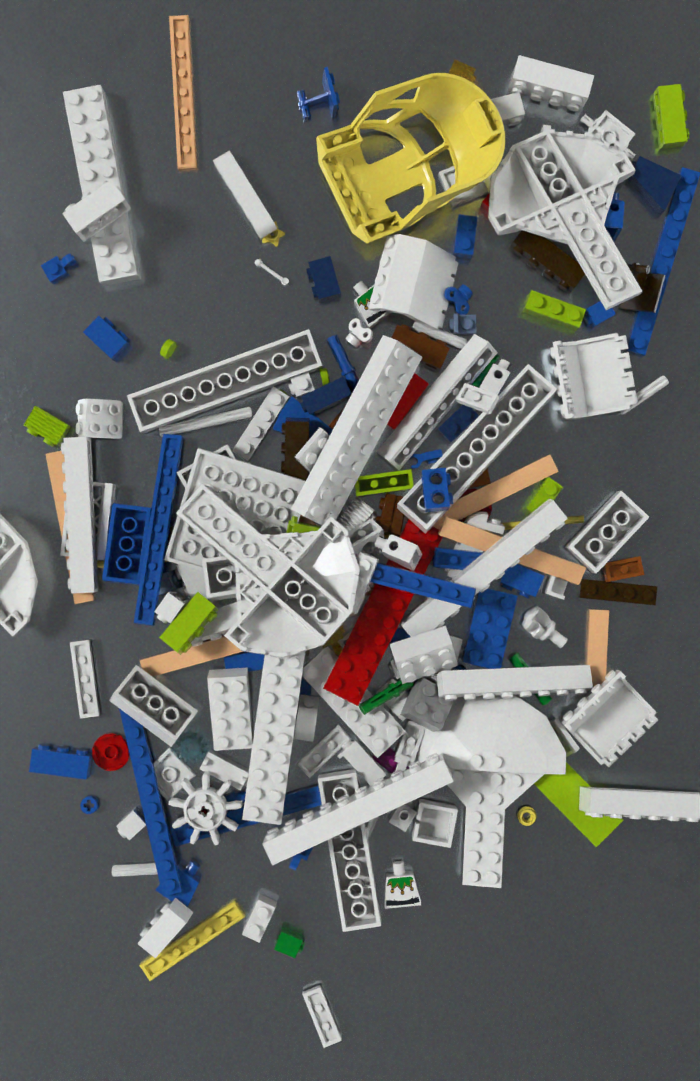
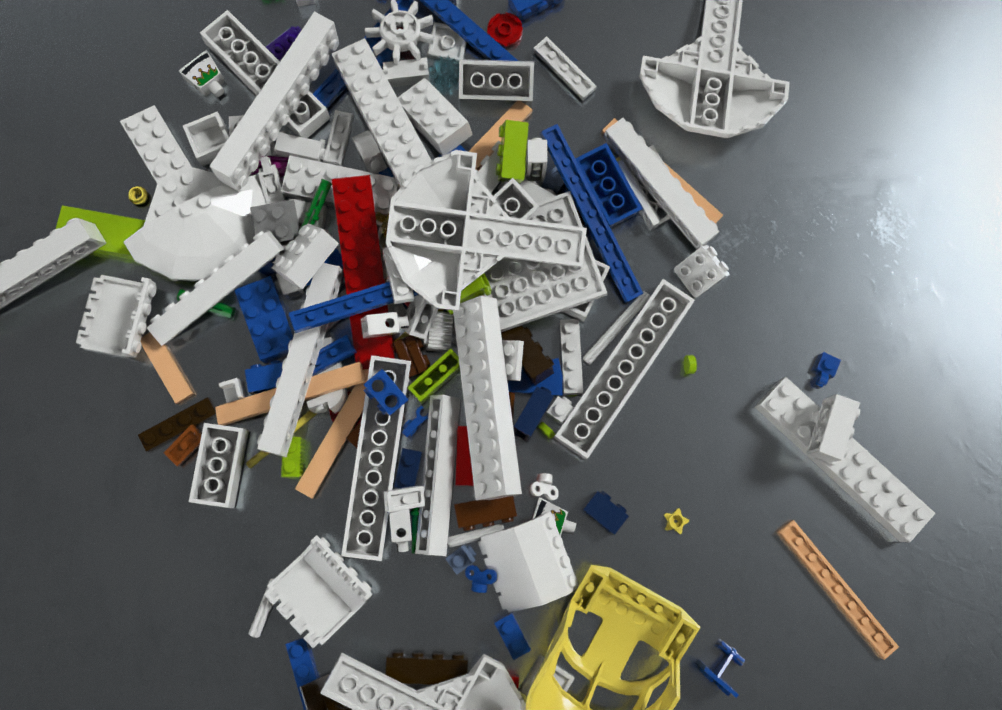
camera: 145 degrees right, 10 degrees down
(47, 426) = (738, 236): lime brick -> none
(106, 338) = (745, 338): blue brick -> none
(245, 194) = (723, 536): white beam -> none
(258, 262) = (636, 489): white hinge -> none
(312, 868) = (283, 42): none -> dark purple hinge
(343, 361) = (540, 455): blue pin -> none
(541, 627) = (223, 350): white piece -> none
(554, 310) = (391, 626): lime brick -> none
(565, 738) = (138, 271): white plate -> none
(597, 314) = (351, 647): blue brick -> none

